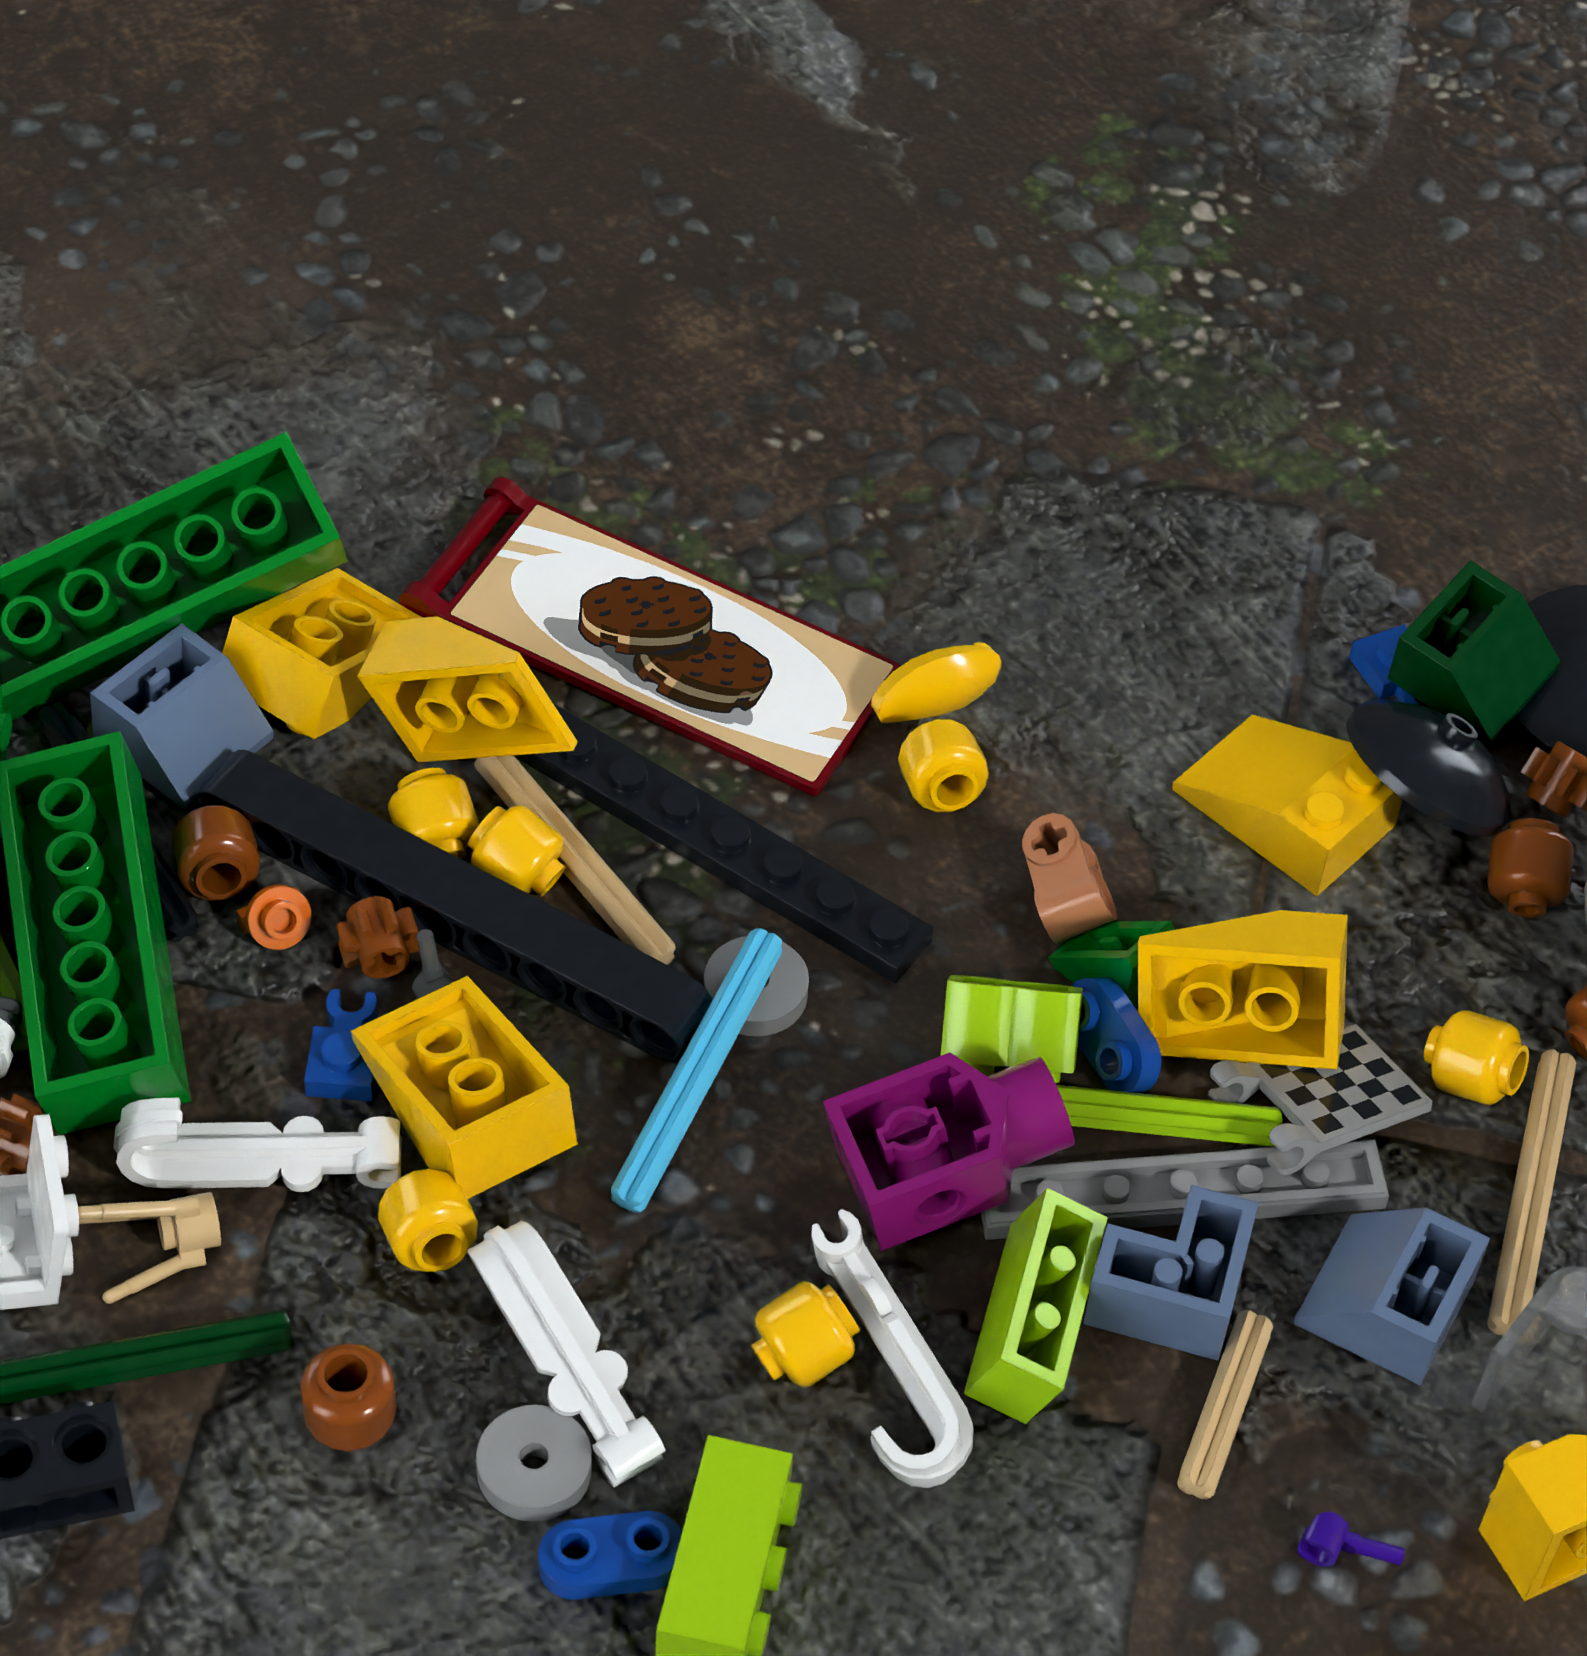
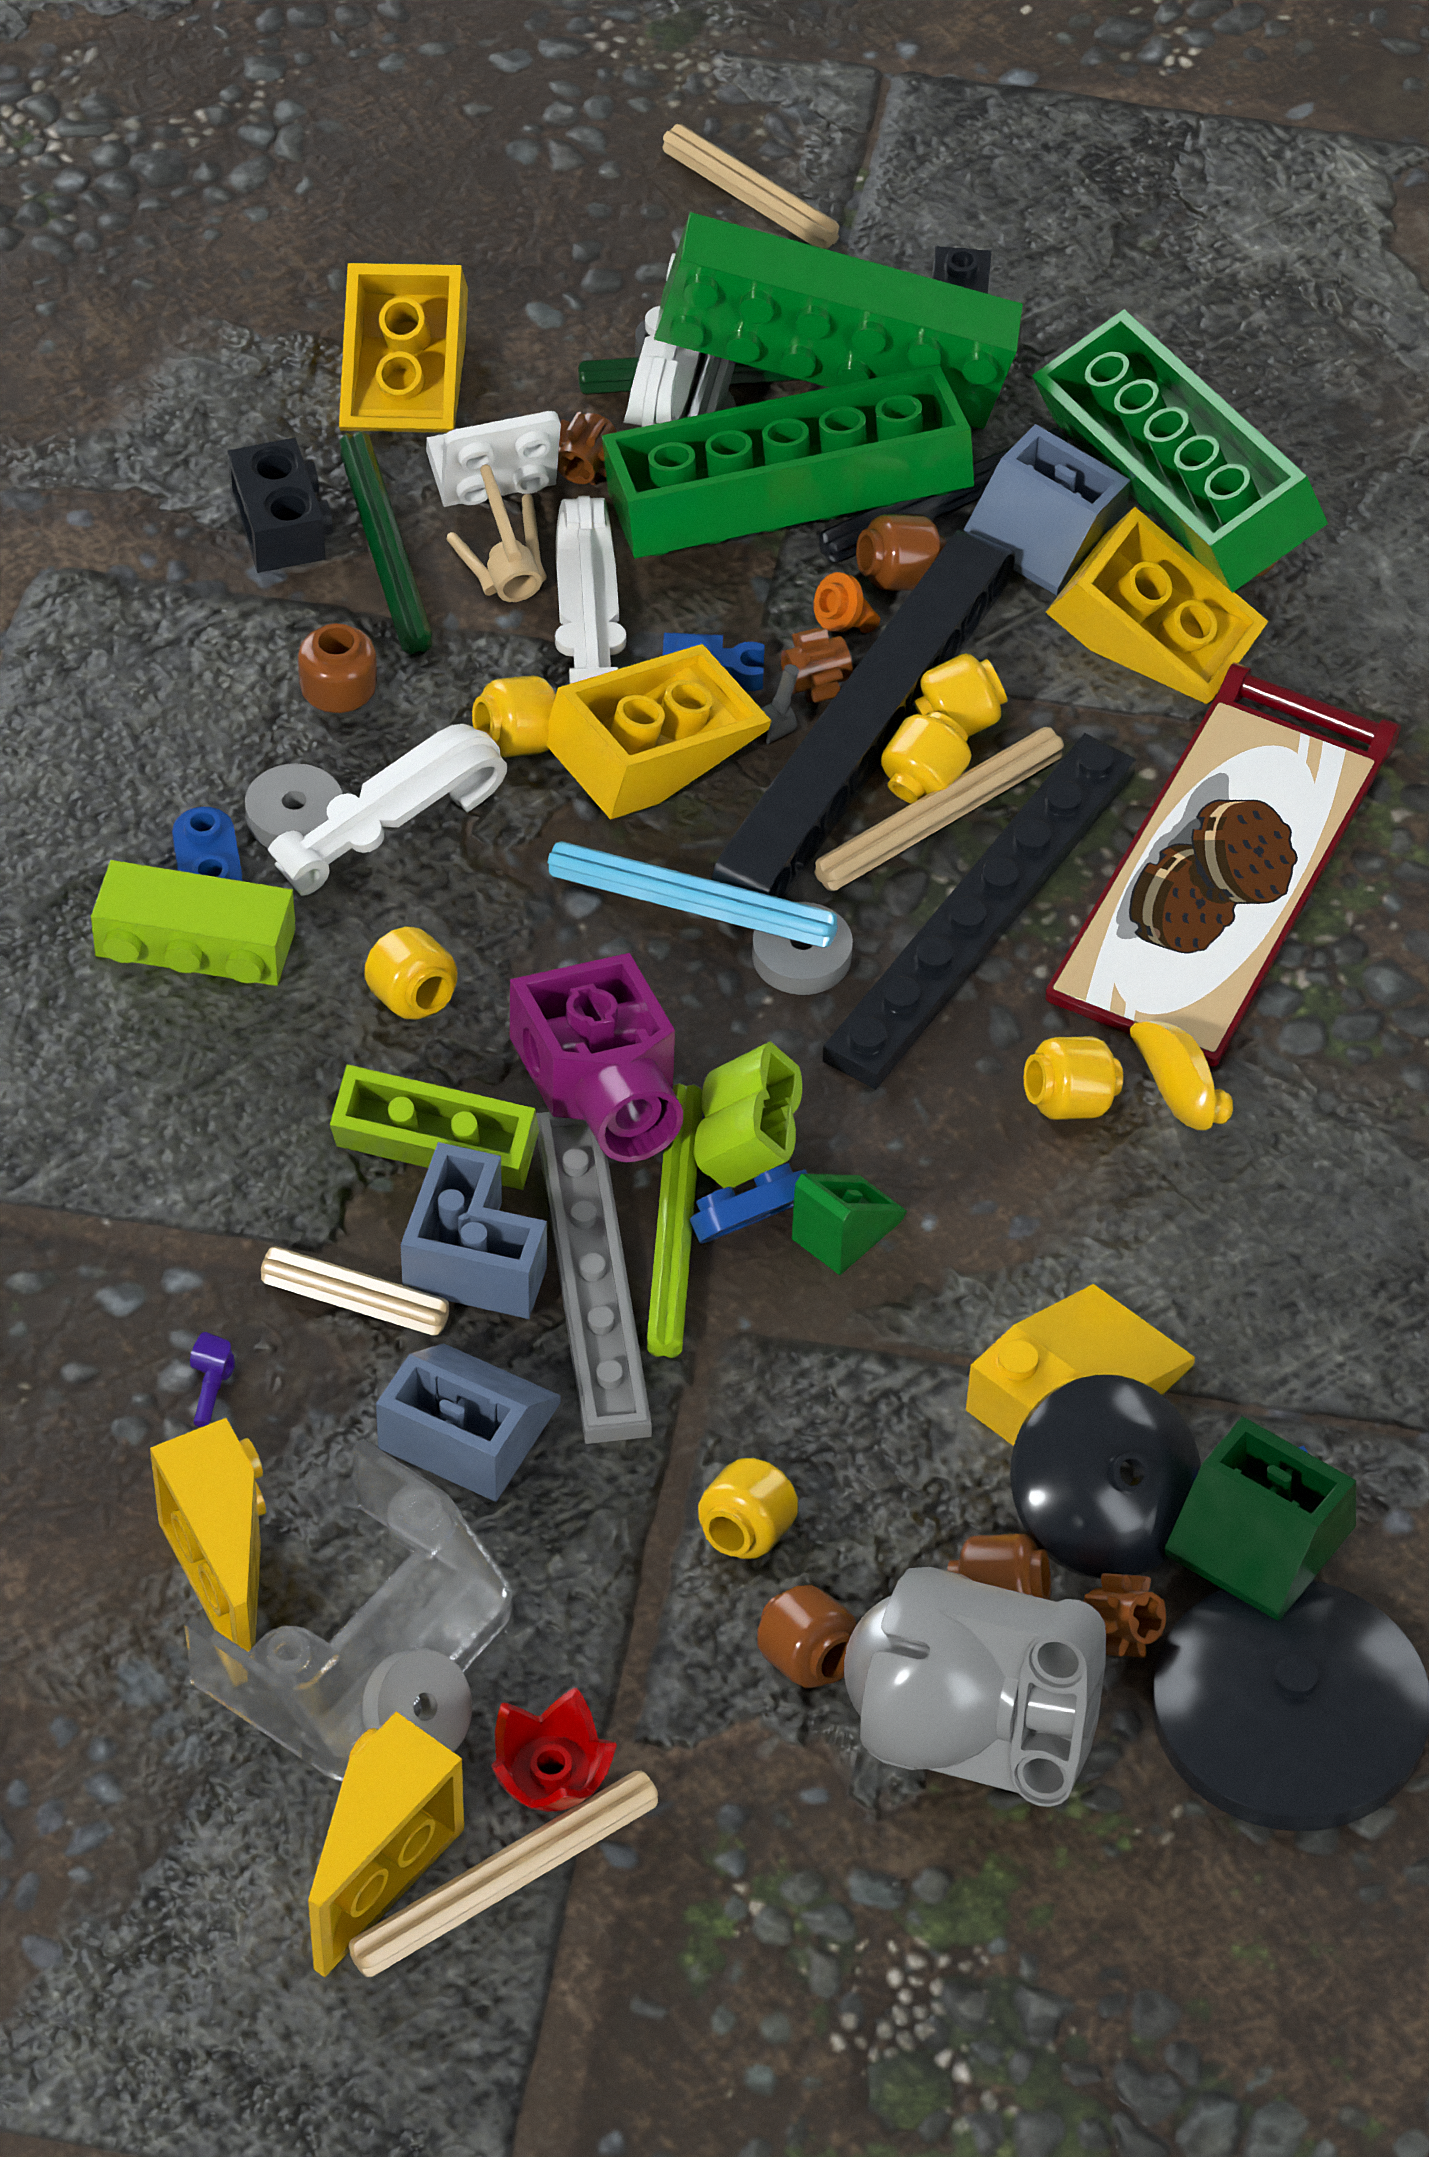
camera: 90 degrees right, 0 degrees up
(459, 694) = (1079, 676): yellow slope -> none
(905, 1355) = (391, 1043): white piece -> none
(1065, 878) = (941, 1169): nougat piece -> none
(1248, 989) = (794, 1303): yellow slope -> none
(1325, 1104) = (703, 1385): light grey flag -> none
(1532, 1190) = (618, 1560): tan axle -> none

